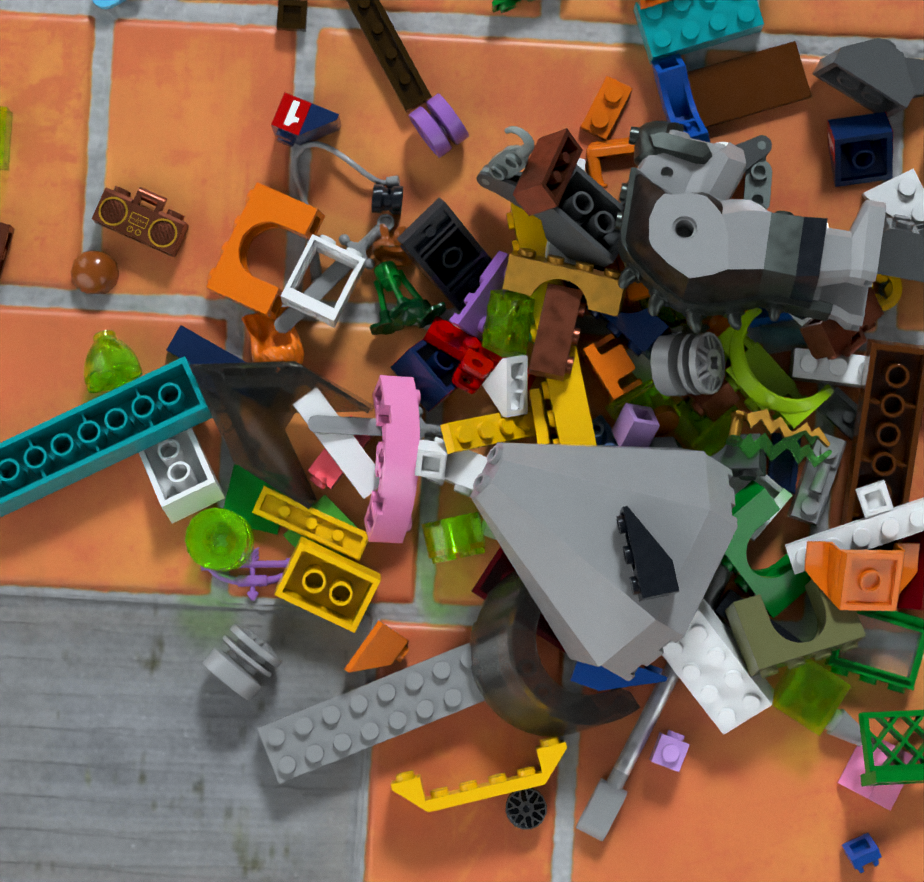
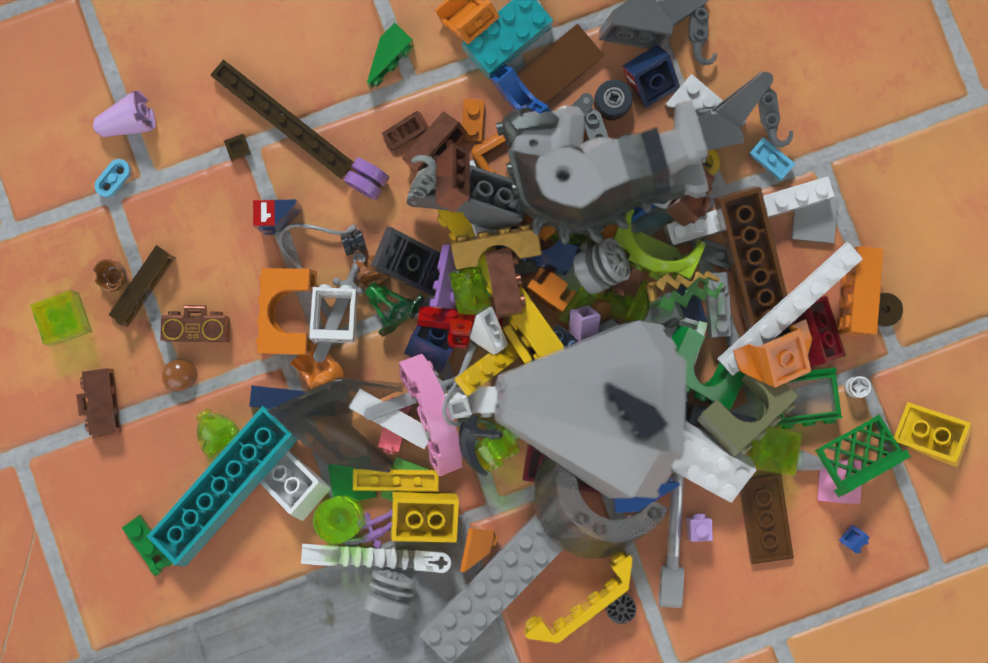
camera: 30 degrees left, 0 degrees up
(62, 109) = (110, 275): none -> dark orange hair
(95, 139) = (141, 286): none -> dark brown fence
(237, 606) = (335, 554): none -> white piece
(425, 506) = (467, 438): none -> black piece
(459, 504) = (468, 357): none -> light grey piece
(528, 93) = (402, 124): none -> copper slope
(547, 114) = (435, 140): none -> copper brick
(760, 777) = (766, 519): none -> reddish brown tile
(790, 165) = (609, 106): none -> black wheel
(874, 499) = (764, 302): white tile -> none

